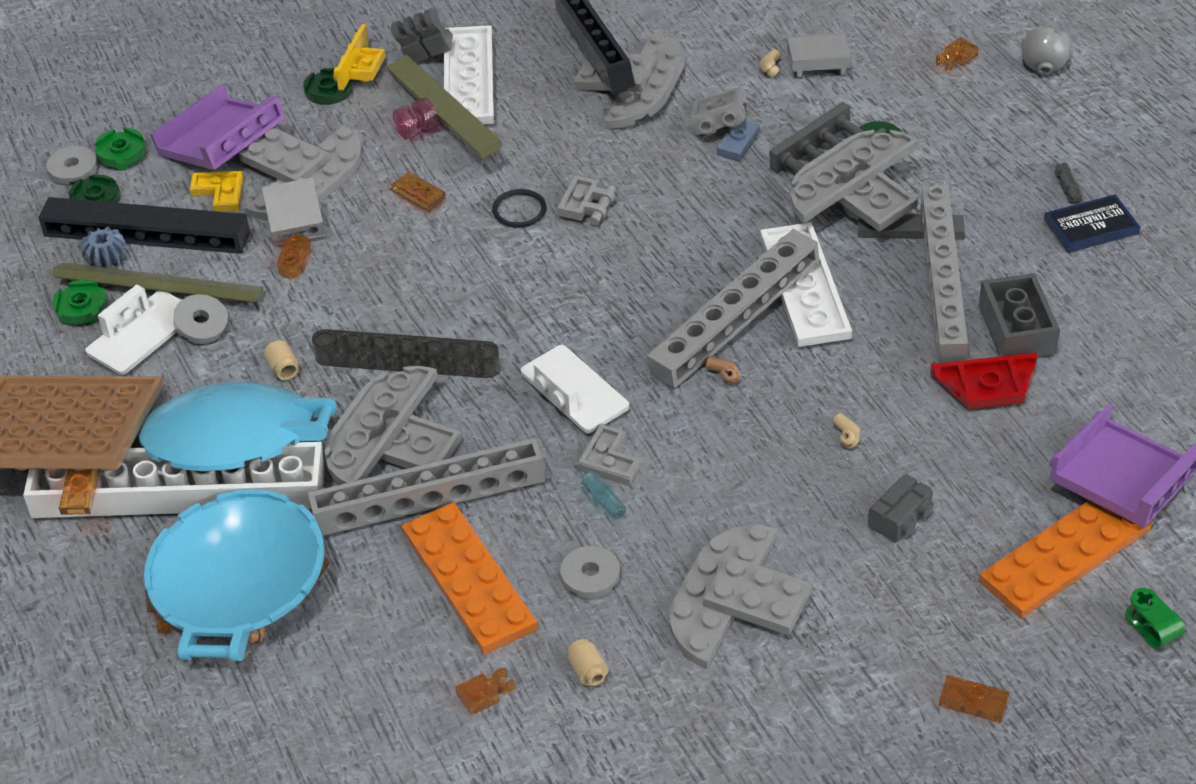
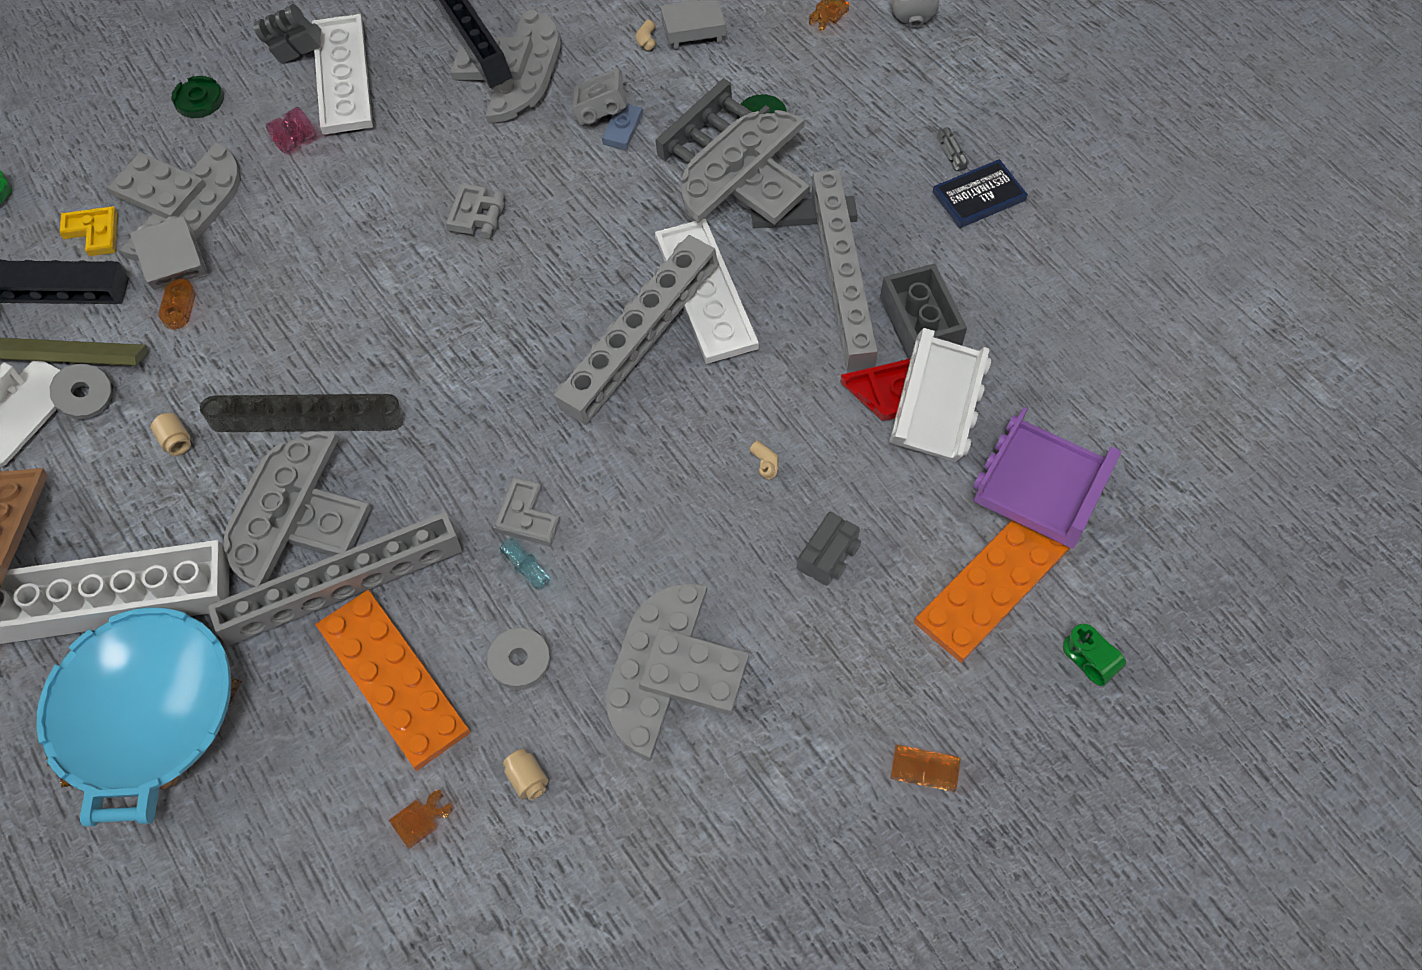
camera: 10 degrees left, 15 degrees up
(216, 128) = (80, 160): medium lavender panel -> none
(231, 424) = (118, 527): medium azure dish -> none
(359, 60) = (226, 65): yellow bracket -> none
(418, 191) = (301, 215): clear orange plate -> none
(448, 109) = (320, 114): olive tile -> none
(519, 224) = (411, 243): black tyre -> none
(574, 388) = (483, 437): white bracket -> none
(727, 369) = (636, 397): medium nougat arm -> none
(1025, 388) = (940, 397): none -> white panel

